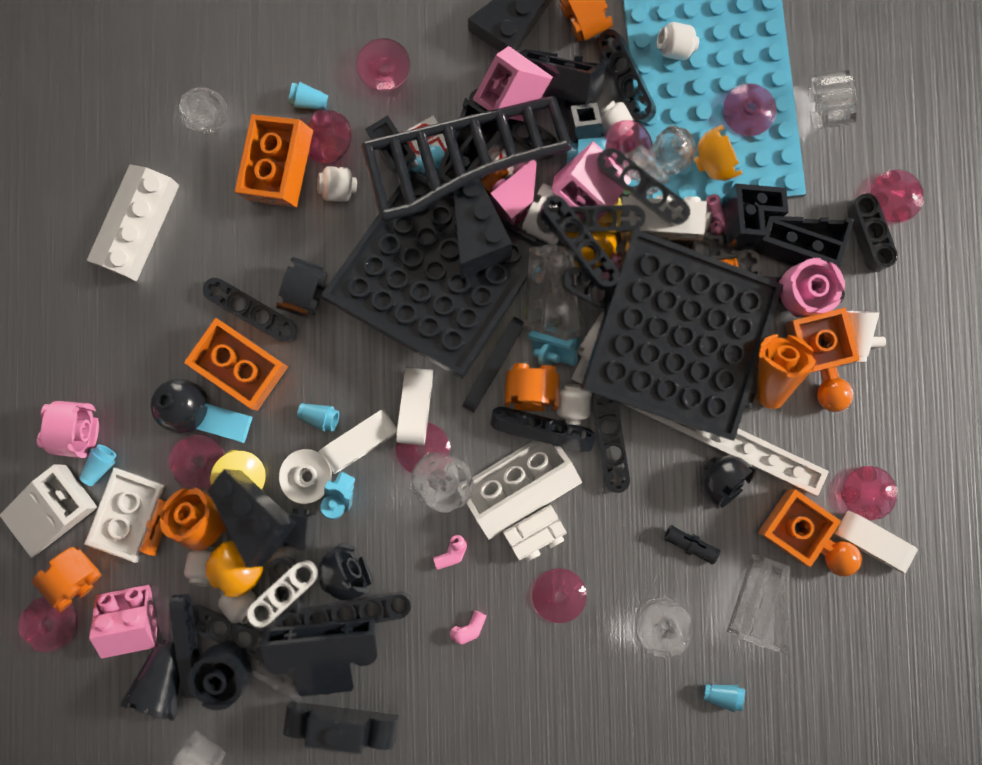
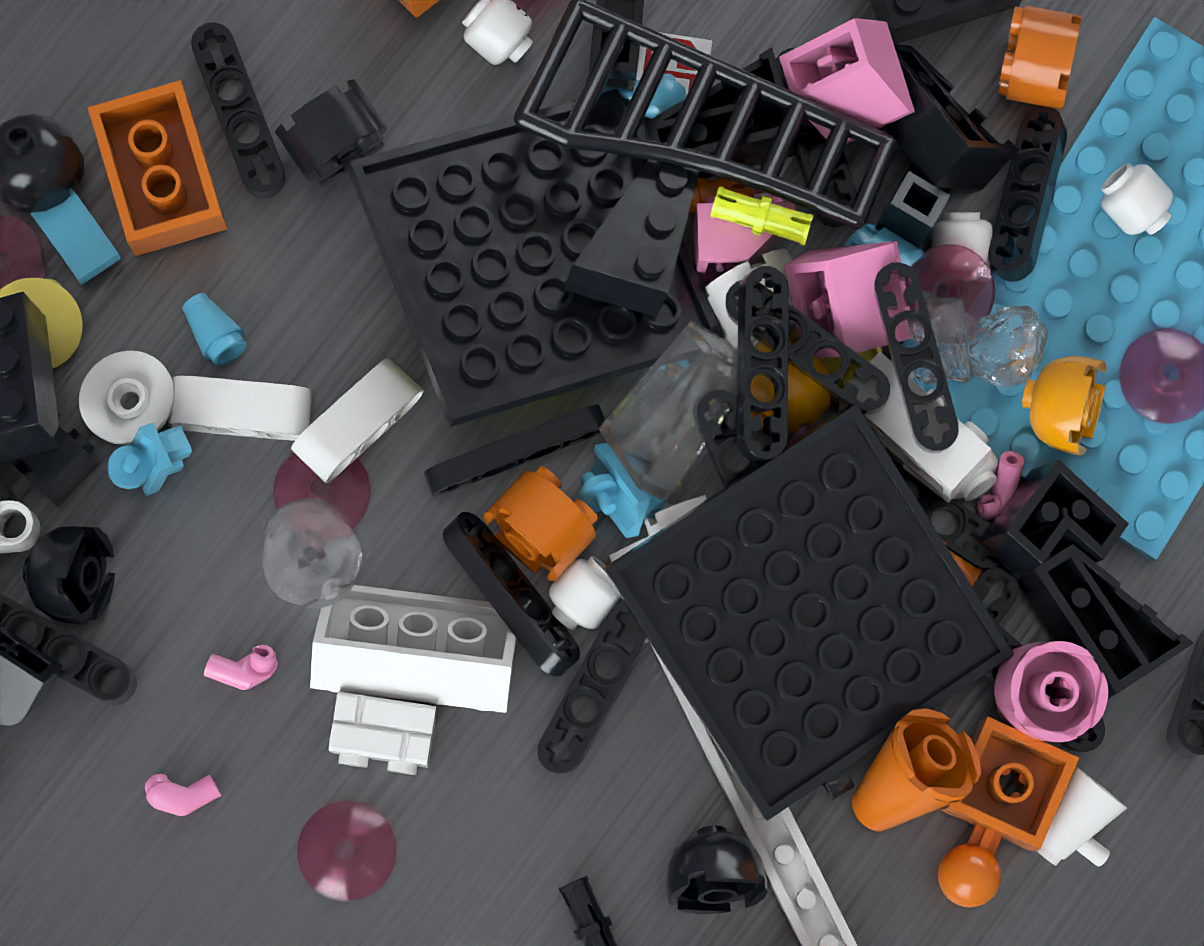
camera: 30 degrees right, 5 degrees down
(524, 176) = (761, 215): none -> neon yellow pin

